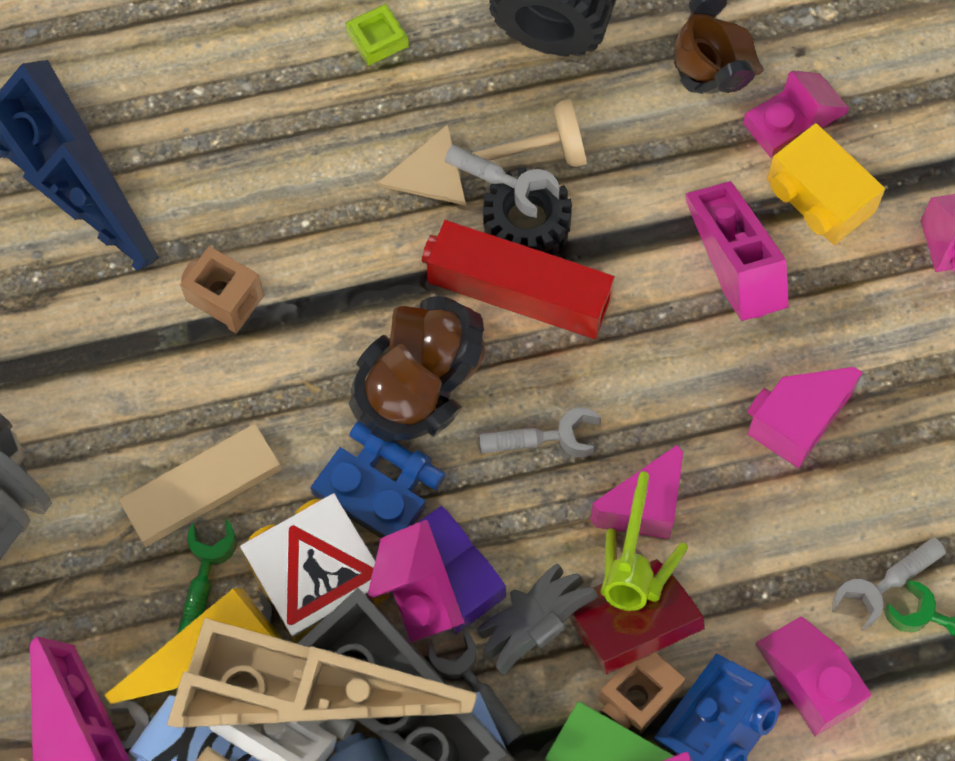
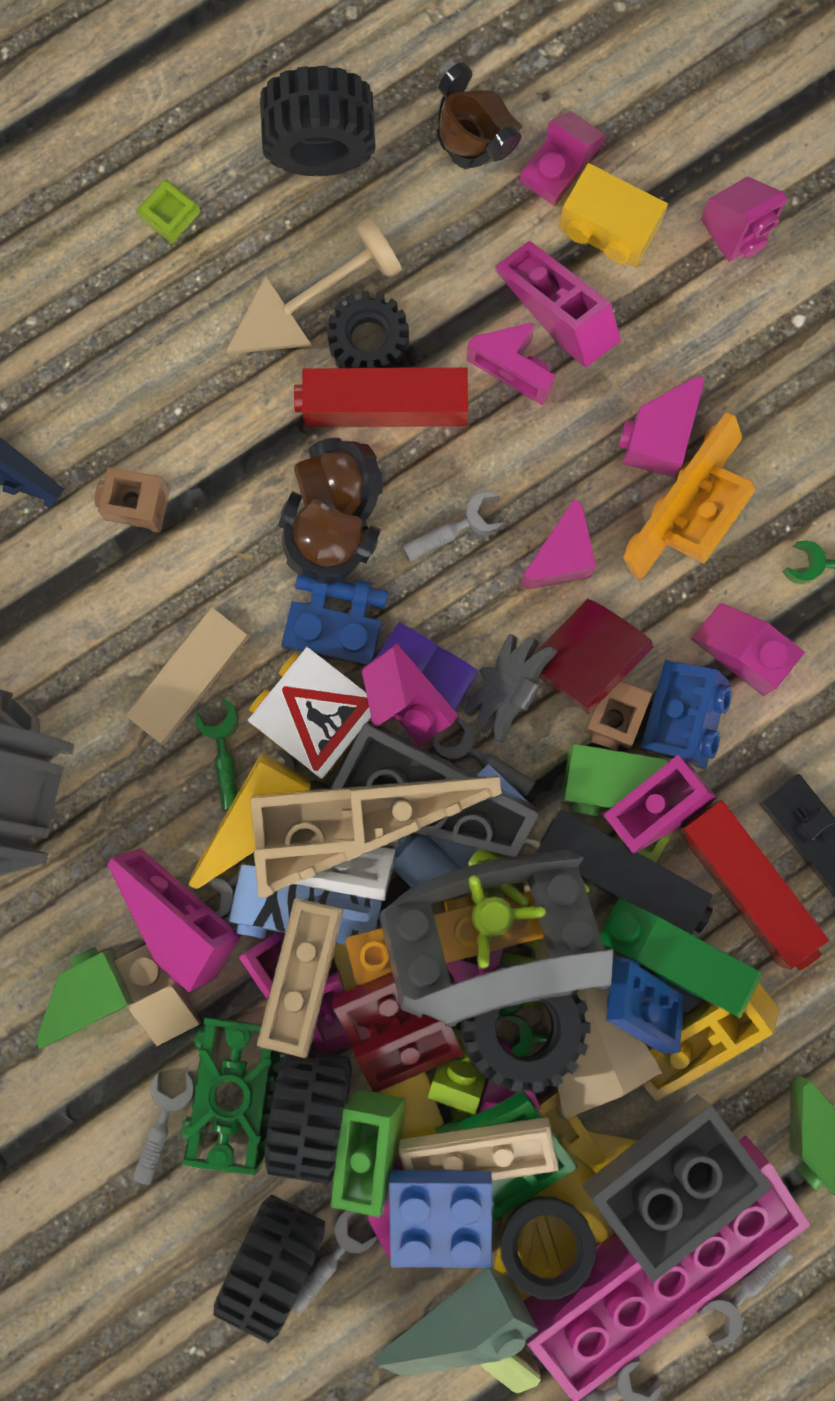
camera: 20 degrees left, 15 degrees up
(494, 173) = (329, 310): light grey piece -> none
(630, 578) = (579, 629): lime plant -> none
(659, 283) = (501, 357): none -> dark pink slope
(810, 501) = (697, 506): none -> light orange bracket
(895, 577) = (783, 542): light grey piece -> none

